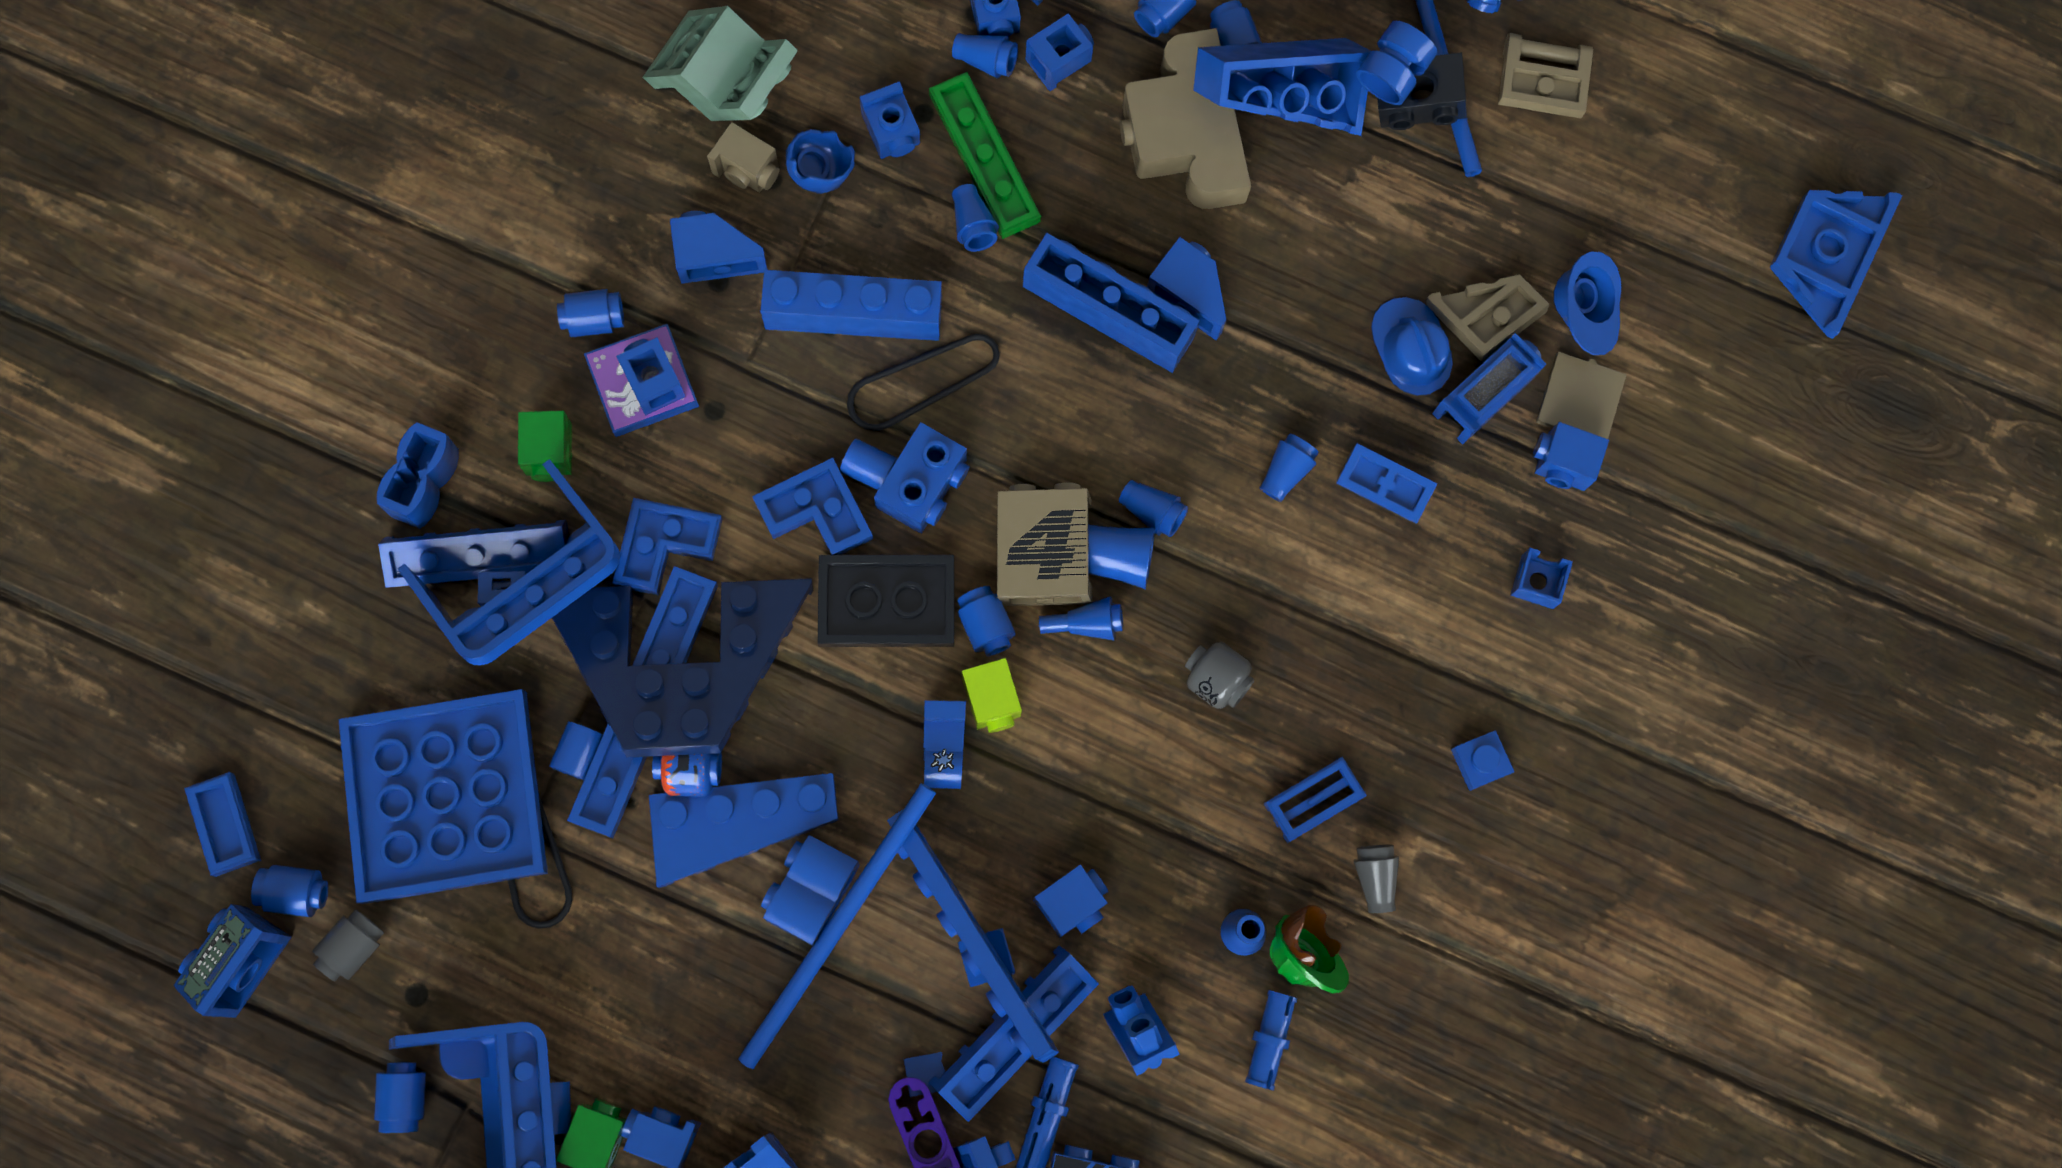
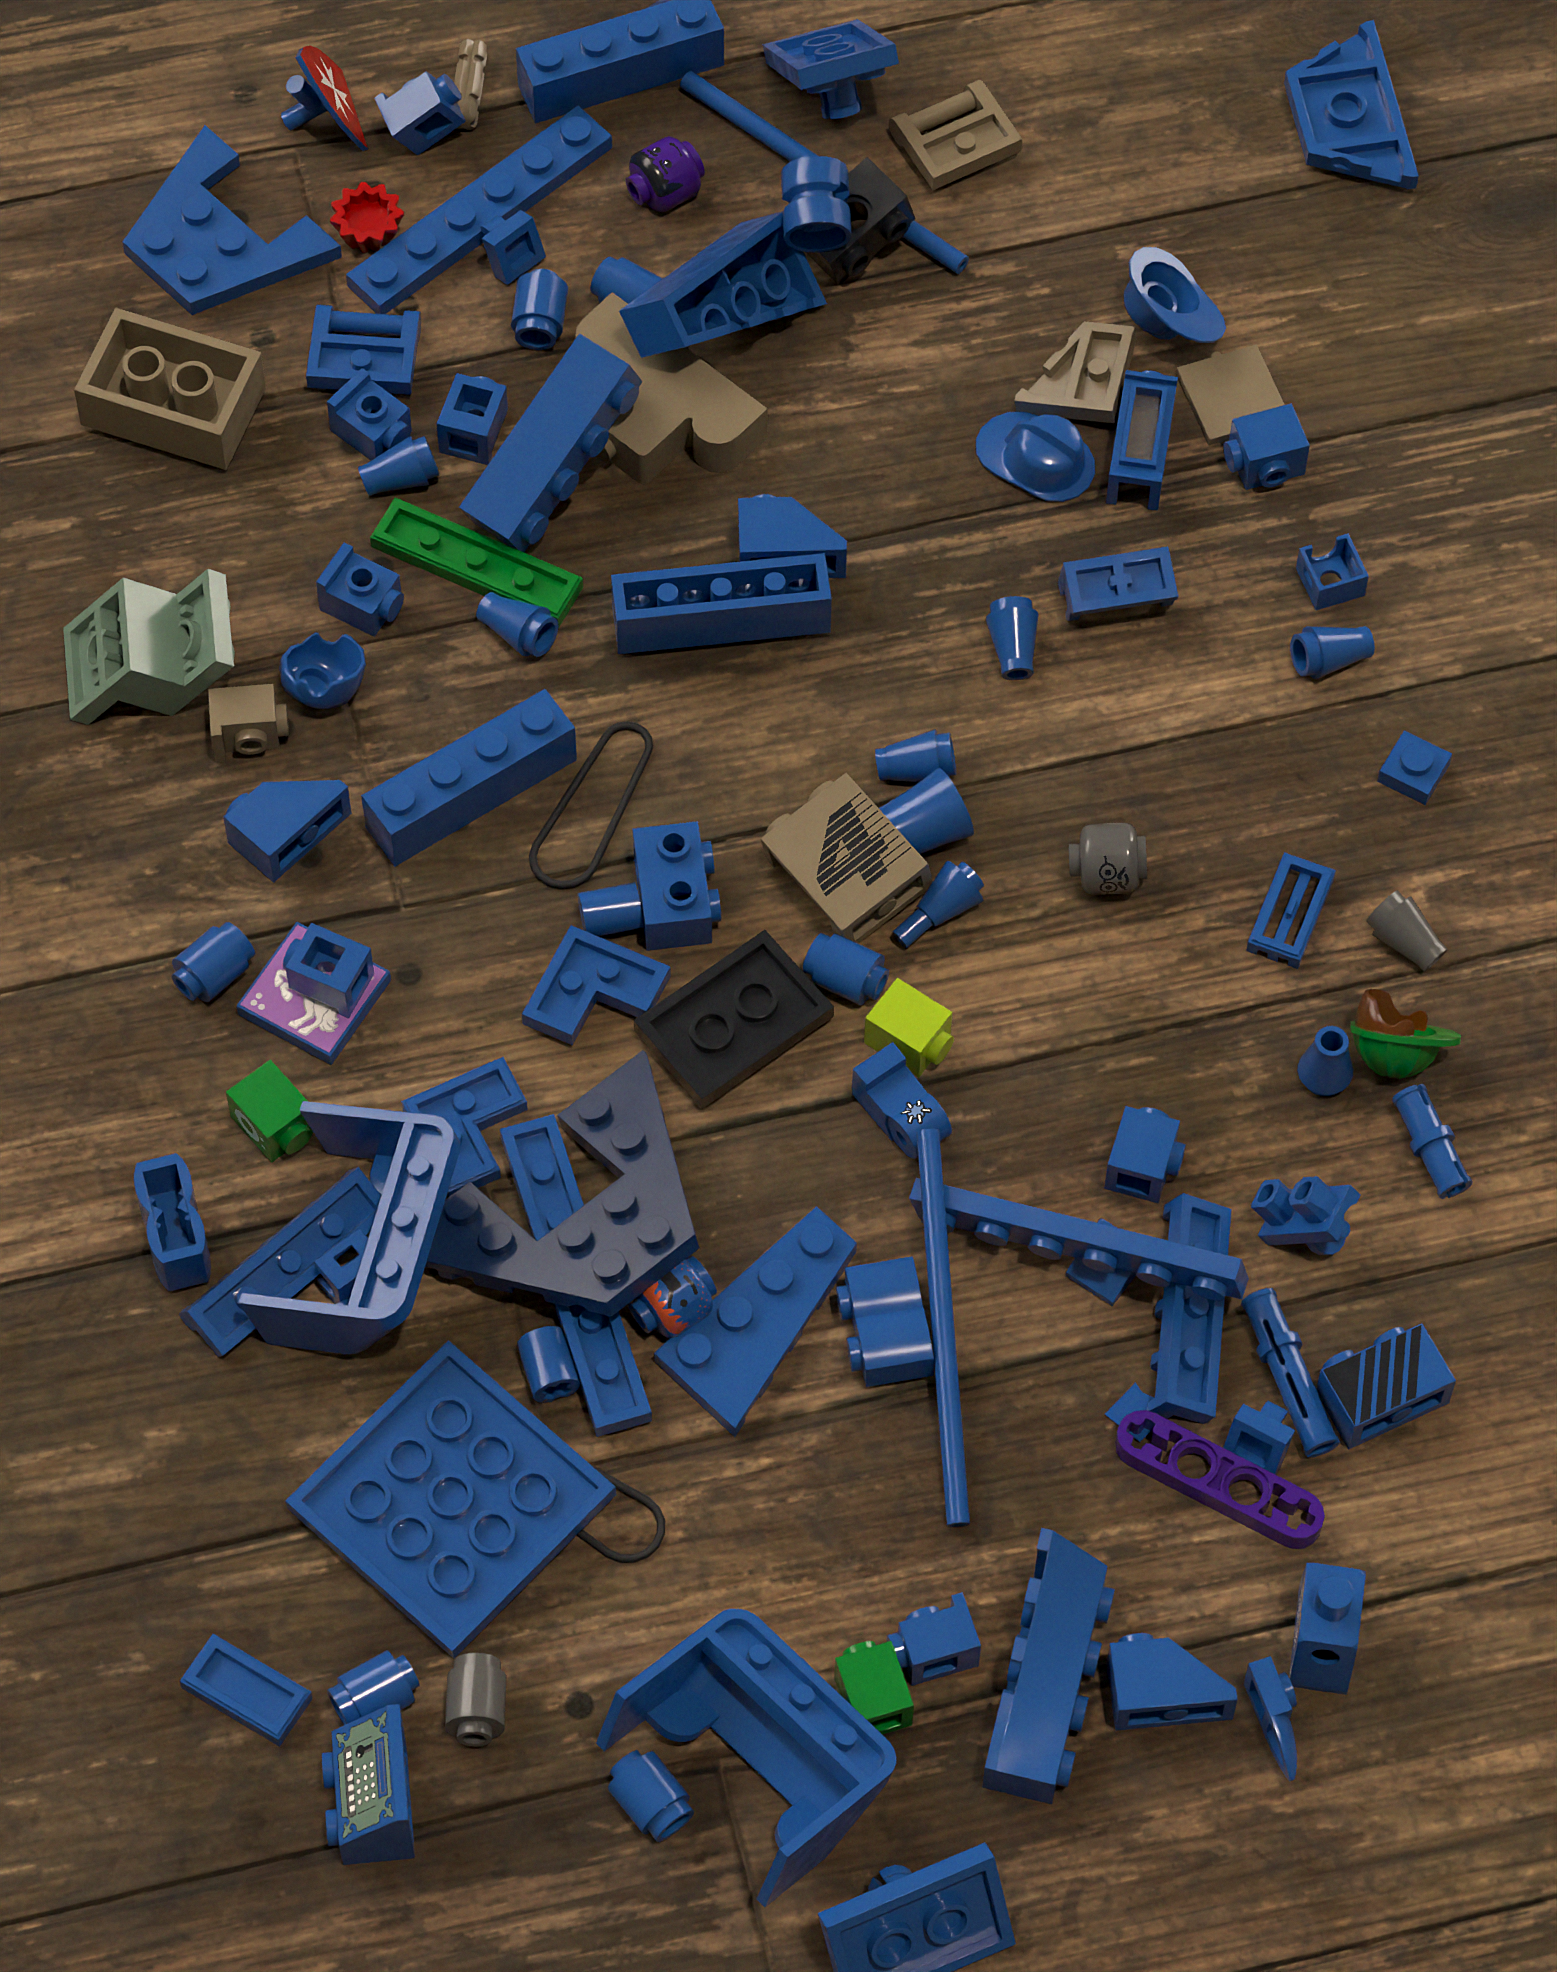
camera: 30 degrees left, 15 degrees down
(1087, 109) = (552, 444): none -> blue brick
(1491, 633) = (1328, 649): none -> blue cone

